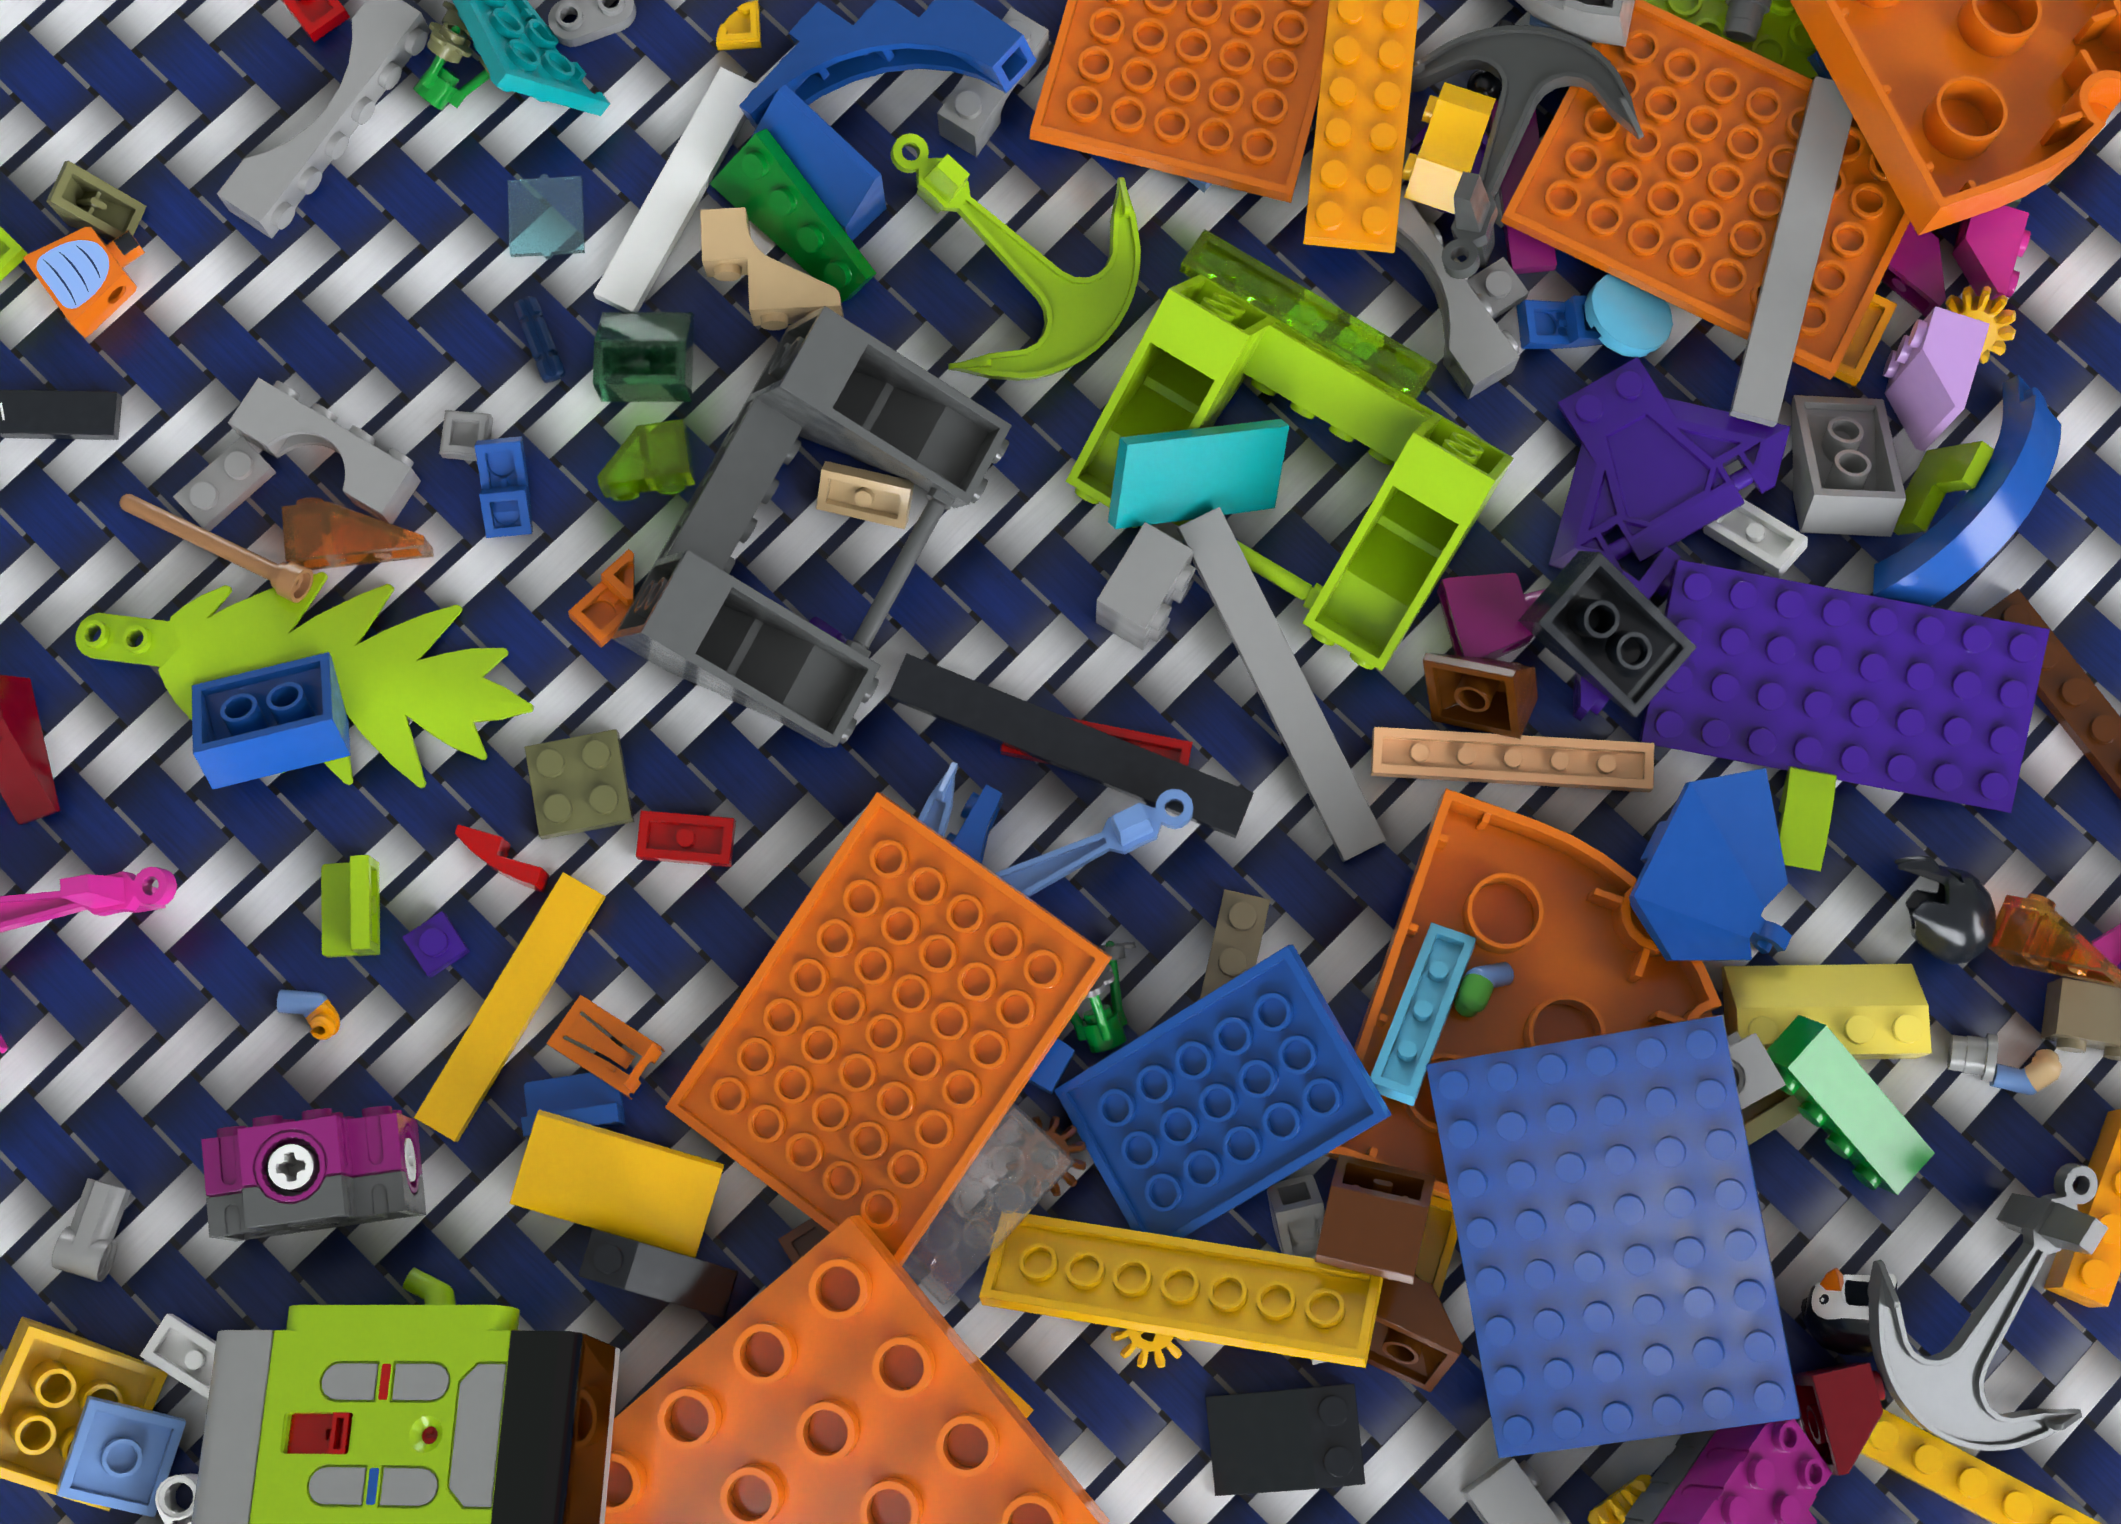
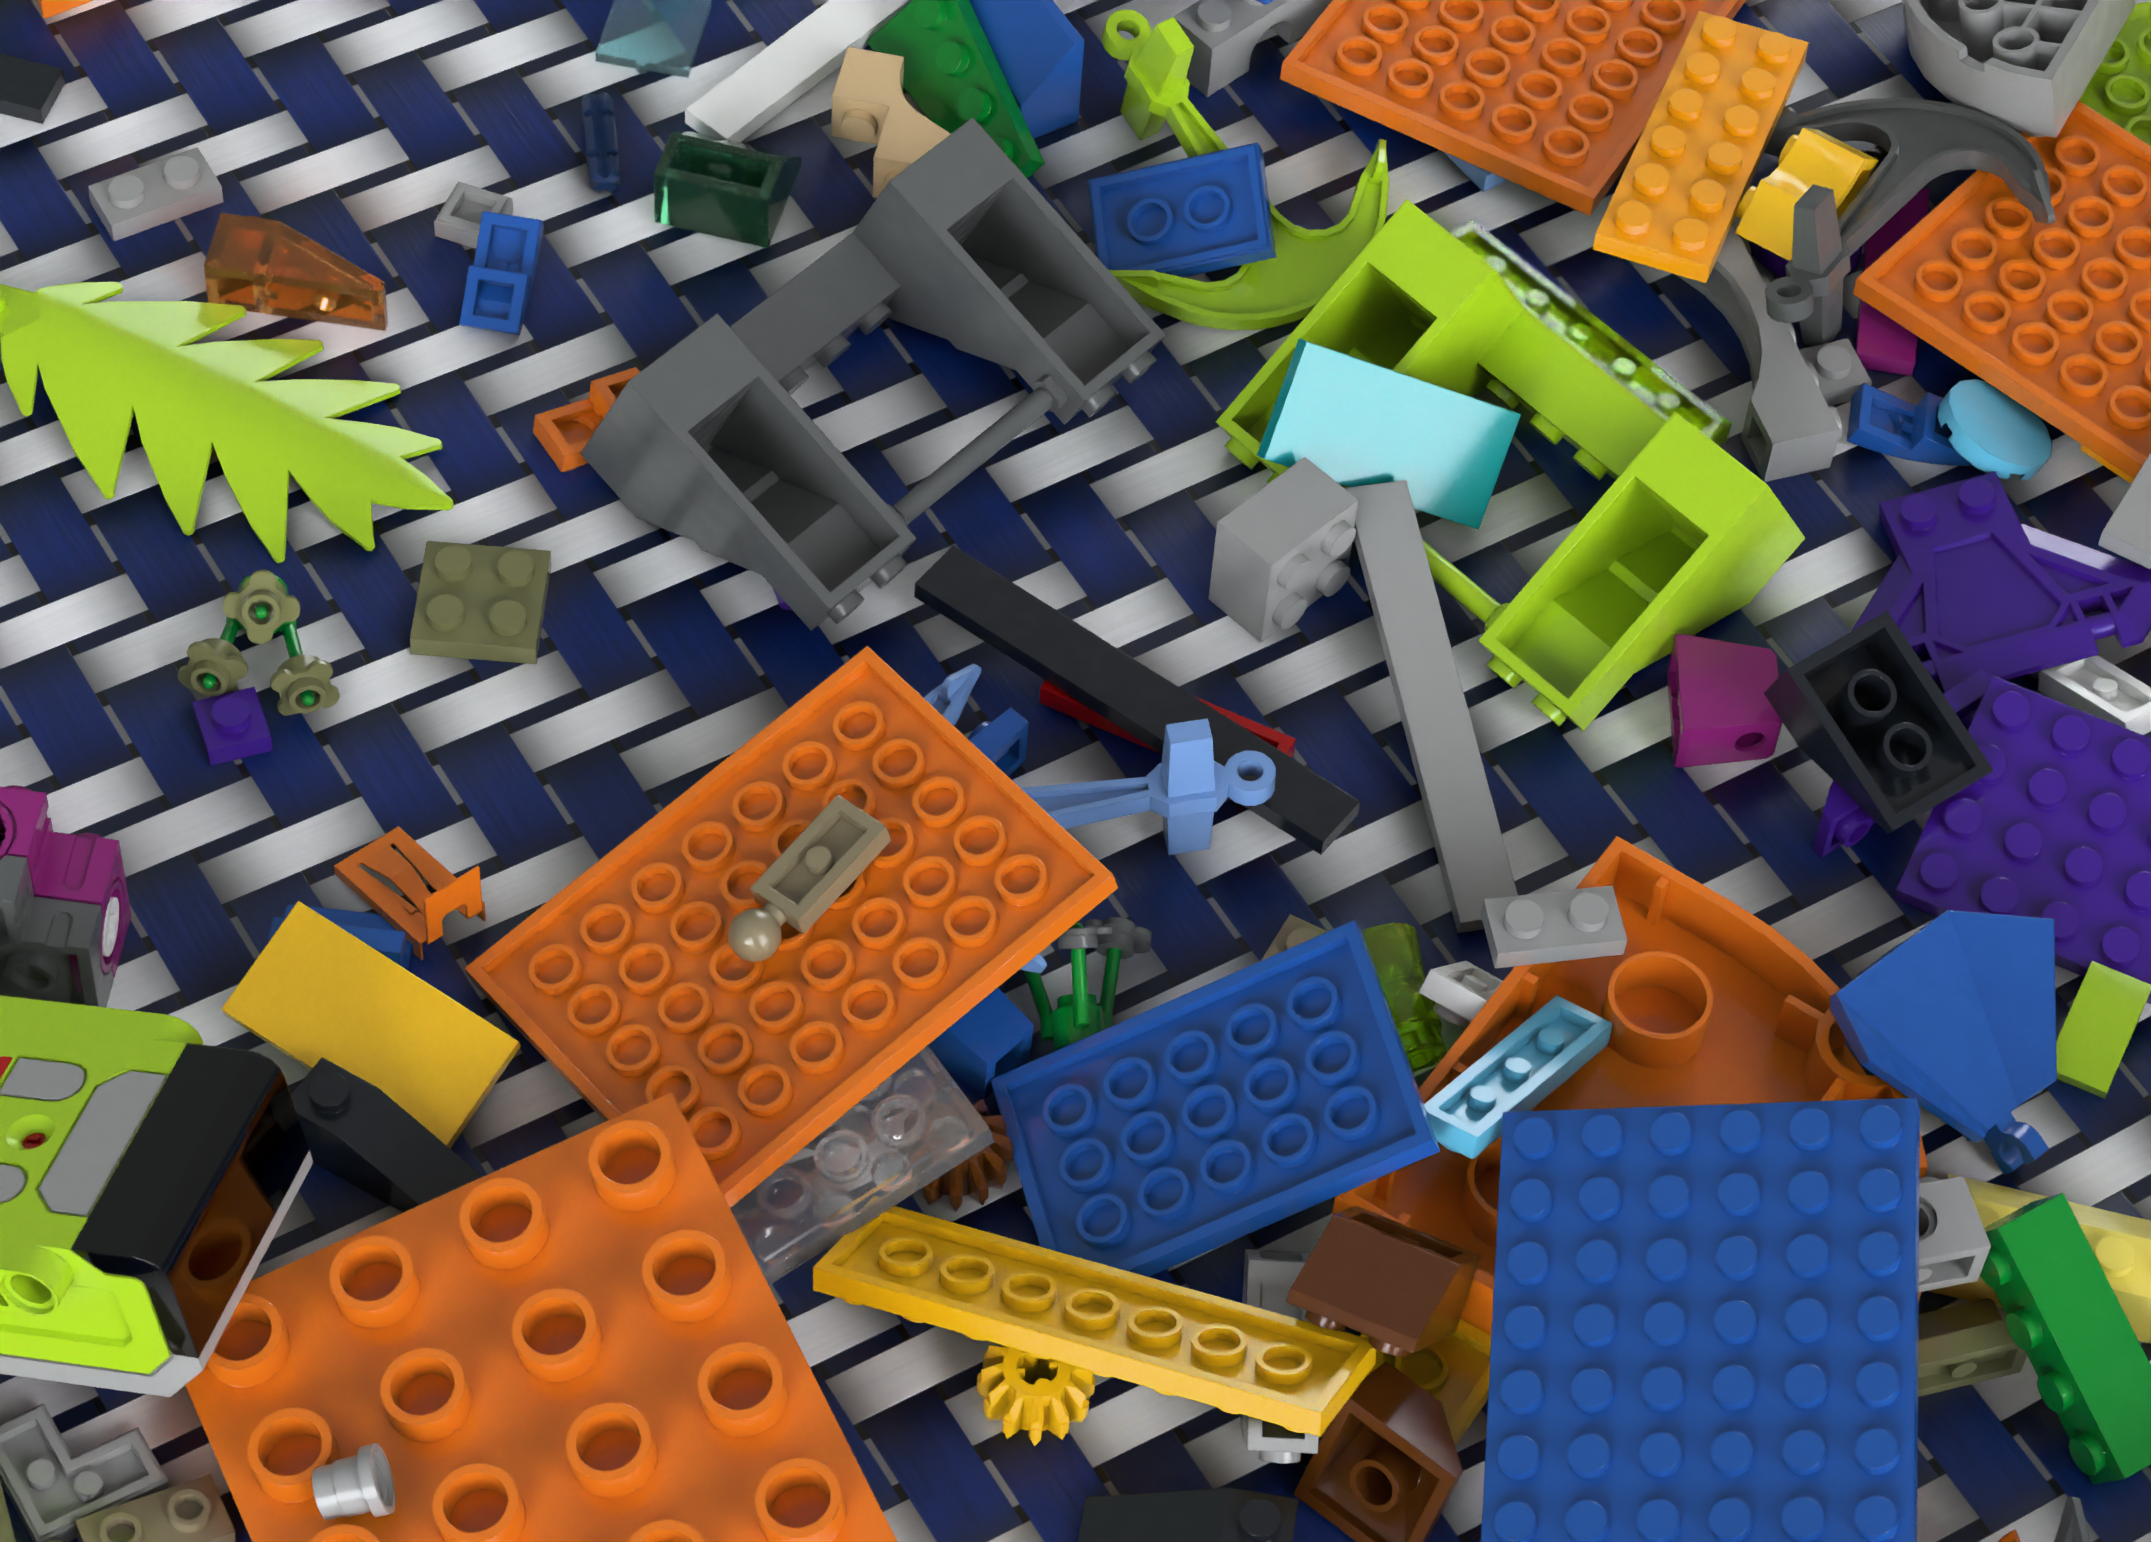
camera: 10 degrees right, 25 degrees down
(269, 721) = (117, 423): blue slope -> none
(279, 423) = (253, 143): light grey arch -> none
(289, 579) = (198, 290): medium nougat piece -> none
(314, 1007) = (48, 753): arm -> none
(351, 907) = (140, 659): lime panel -> none
(428, 860) = (262, 609): none -> olive plant
(494, 852) = (342, 638): red slope -> none
(509, 1007) = (299, 817): yellow tile -> none
(649, 460) = (690, 285): clear neon green slope -> none
(685, 838) = (598, 687): red plate -> none
(864, 495) = (953, 383): tan plate -> none
(891, 1005) = (808, 877): none -> dark tan plate
(992, 299) = (1185, 214): none -> blue tile
(1317, 942) = (1402, 974): none -> clear neon green plant
(1369, 930) = (1459, 991): none -> white plate
(1421, 885) = (1553, 926): none -> light grey plate
(1478, 986) = (1602, 1075): bright green arm -> none
(1480, 693) = (1693, 761): reddish brown slope -> none
(1512, 760) = (1736, 868): light nougat plate -> none

